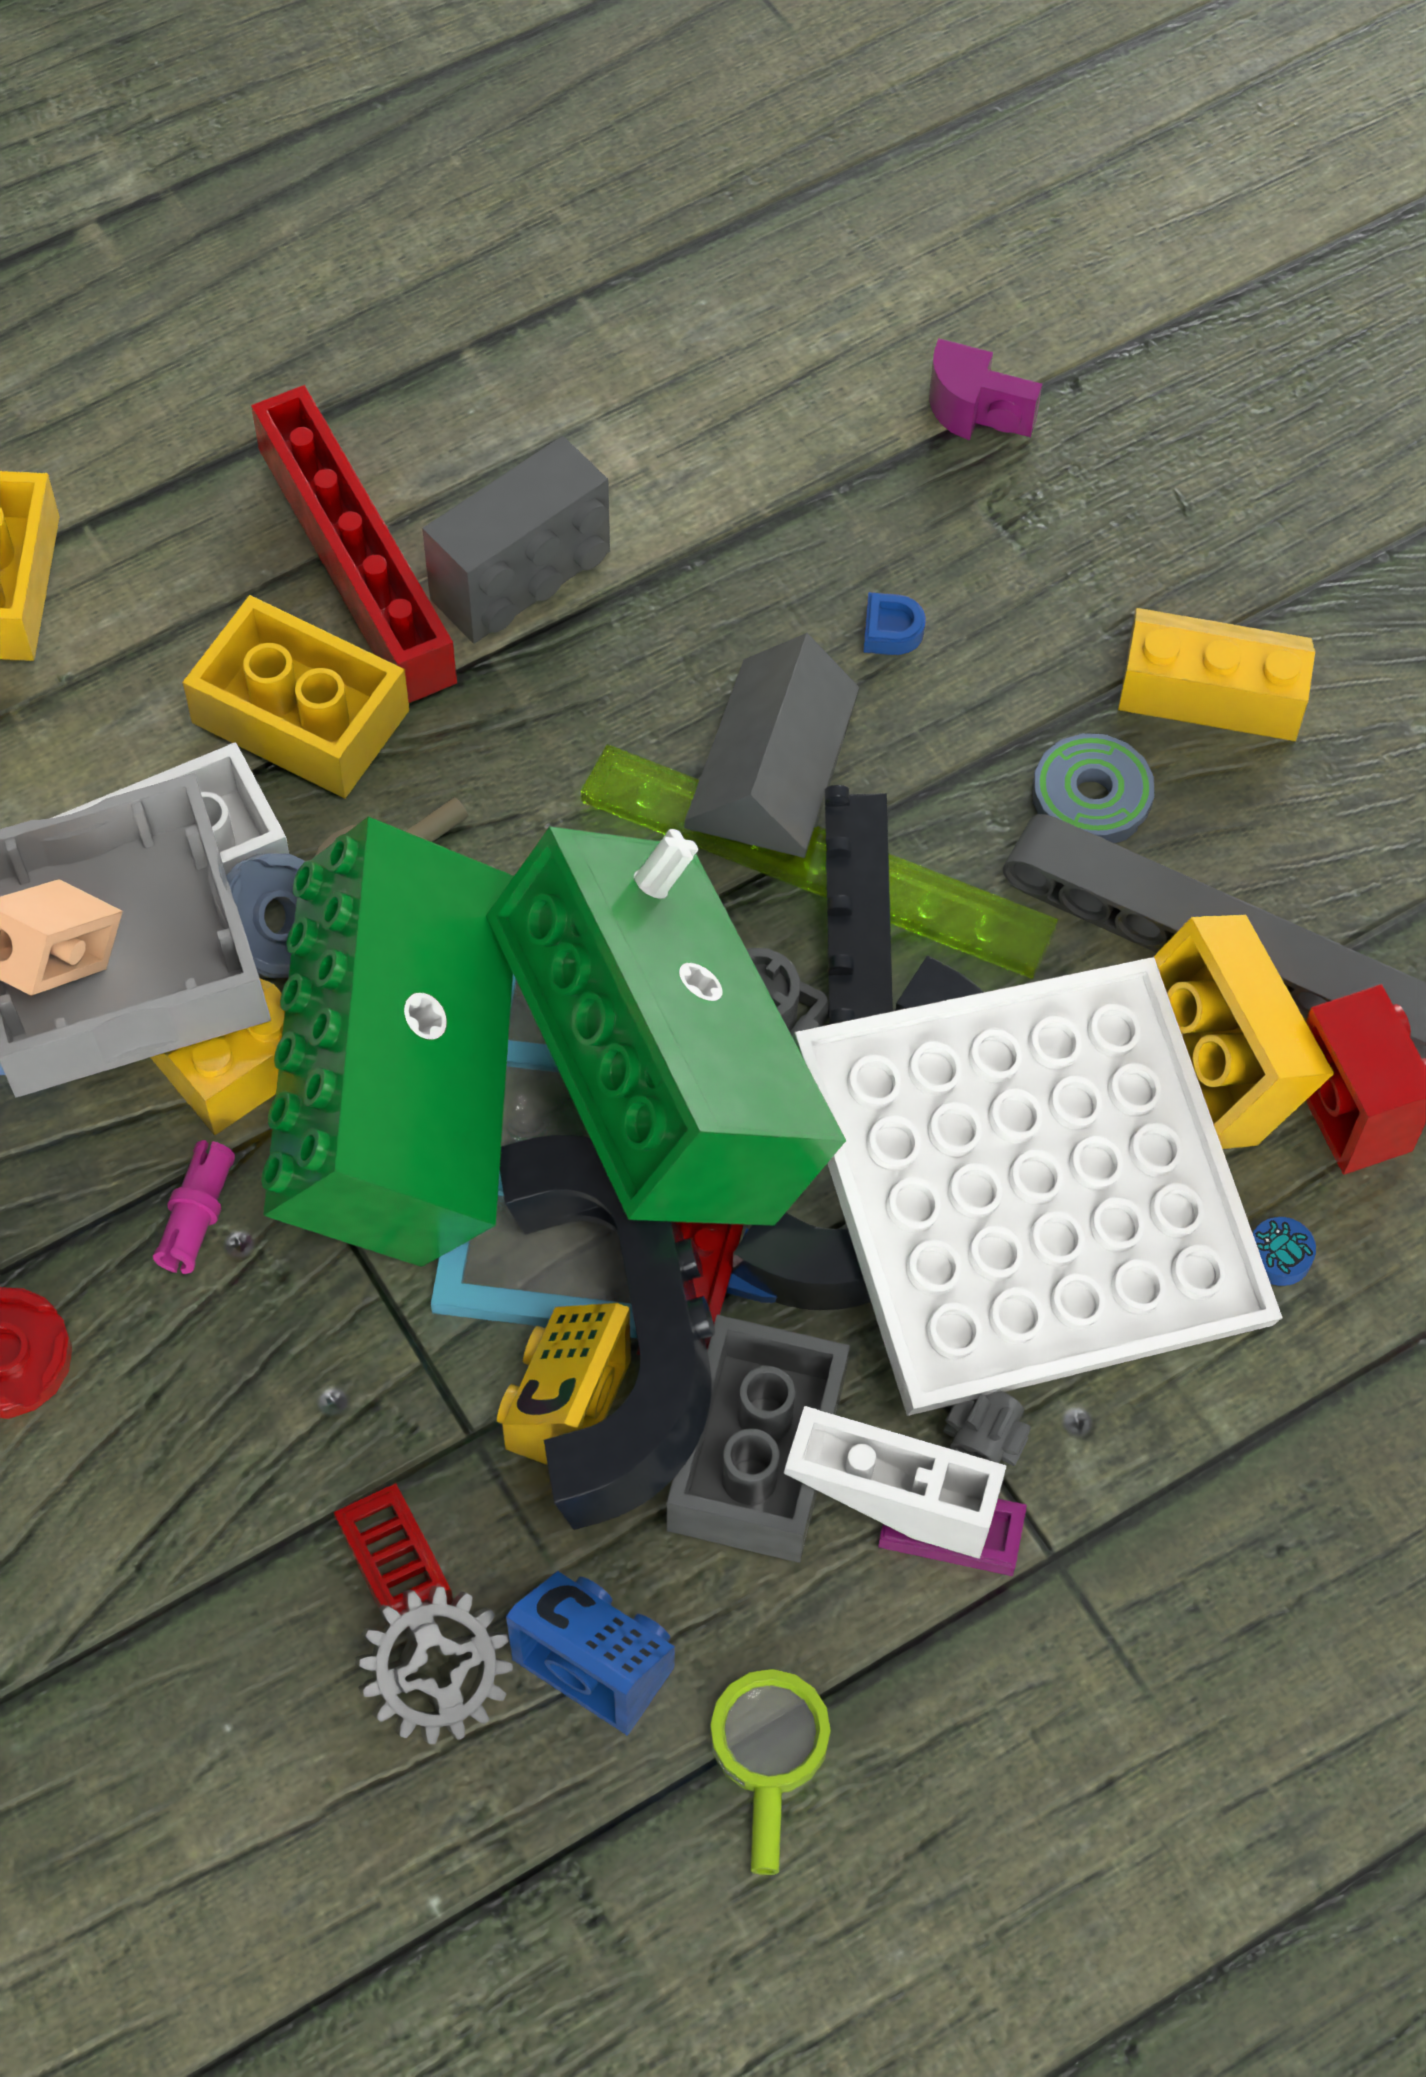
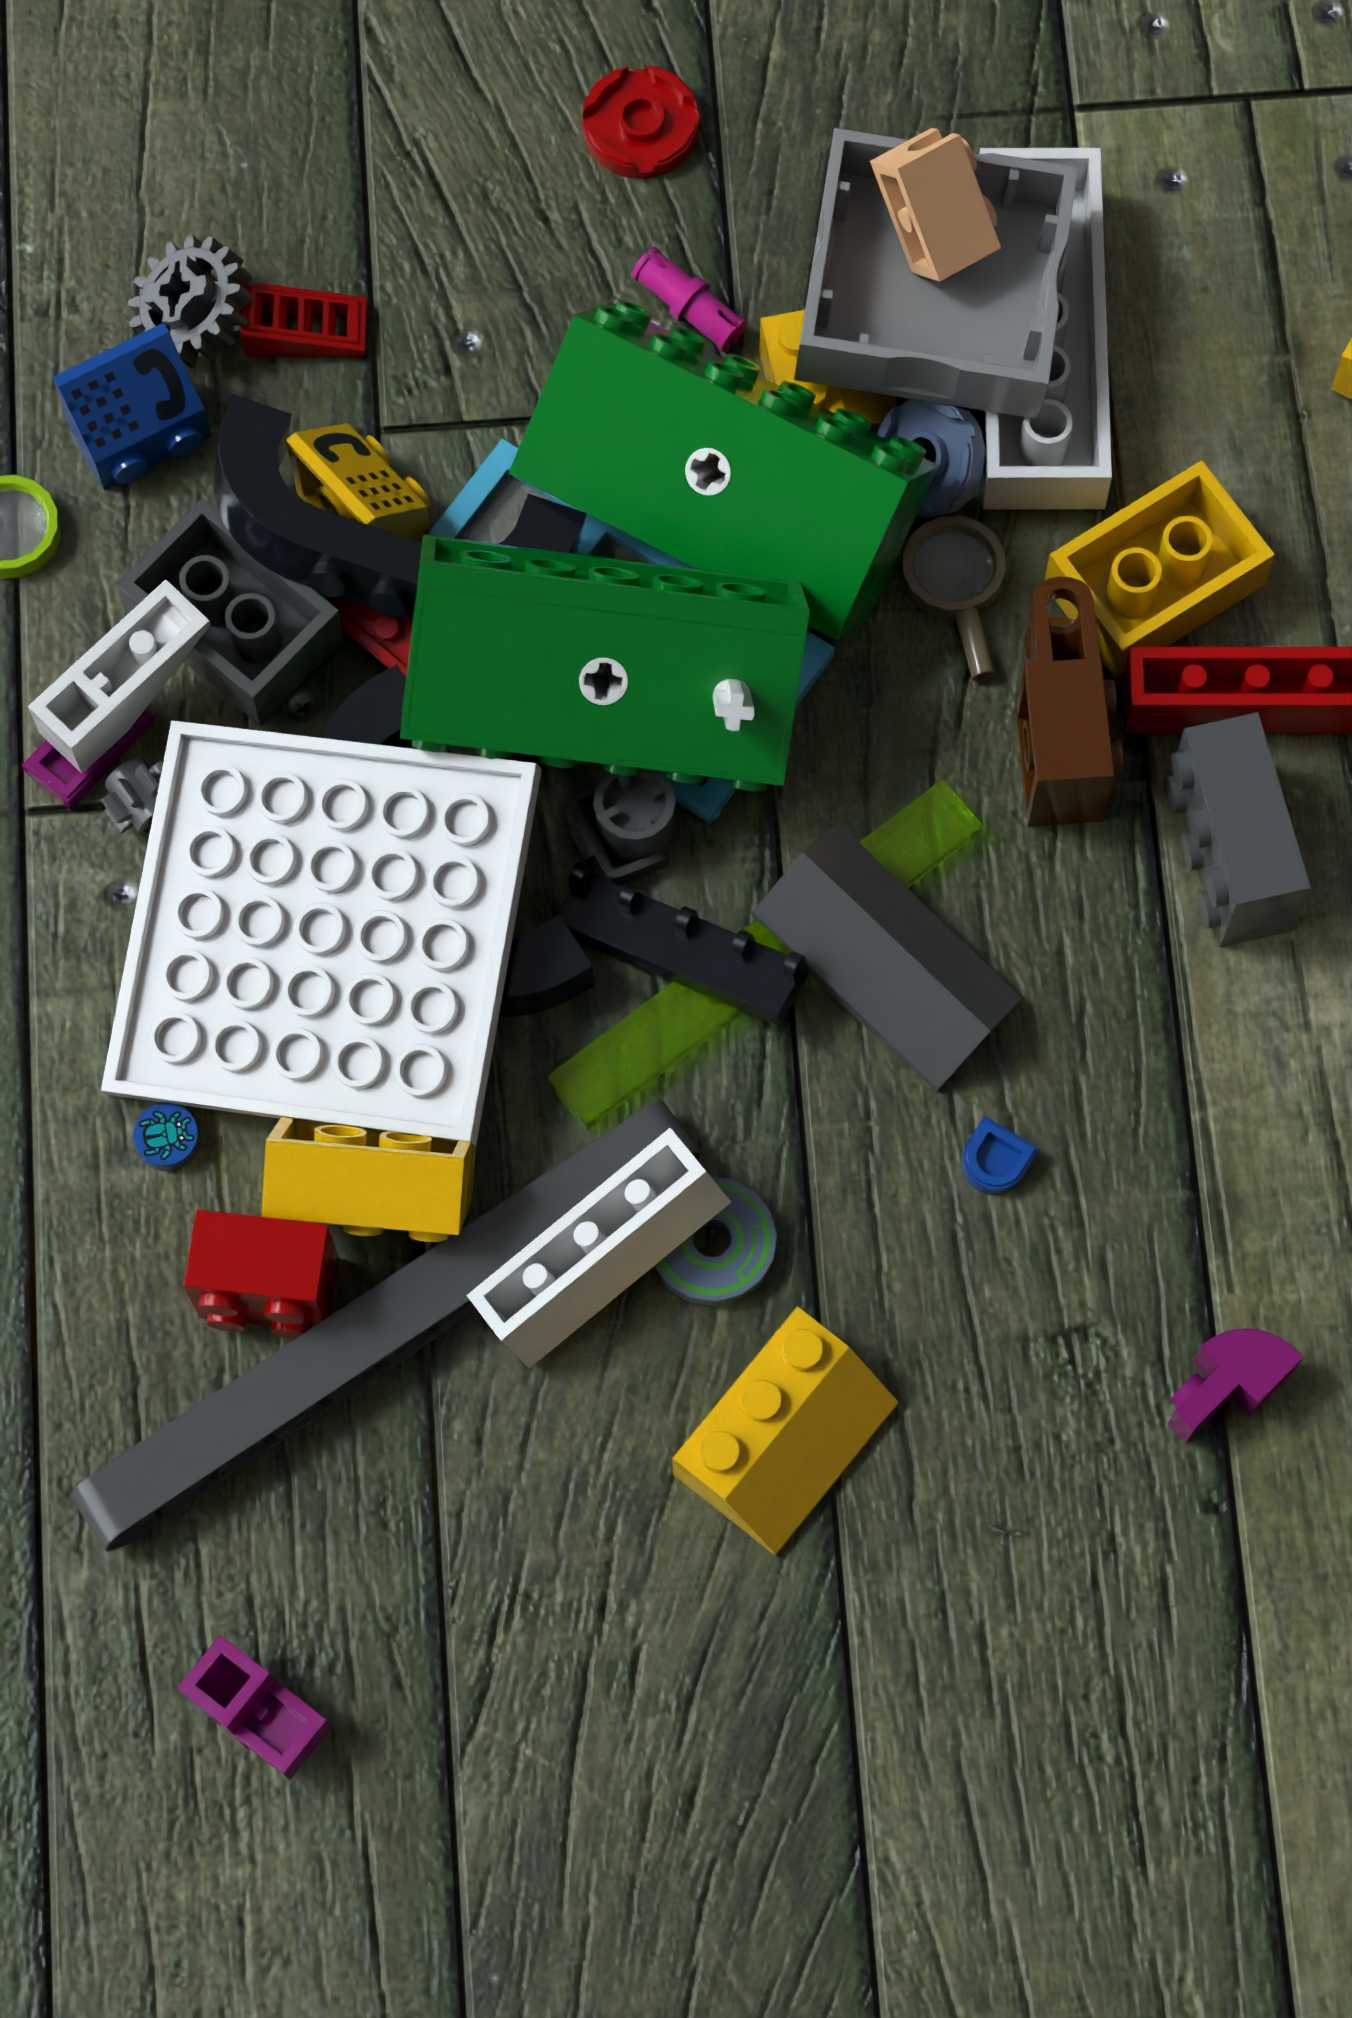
camera: 120 degrees right, 10 degrees up
(477, 705) = (1065, 713): none -> reddish brown brick
(1172, 829) = (598, 1248): none -> white brick

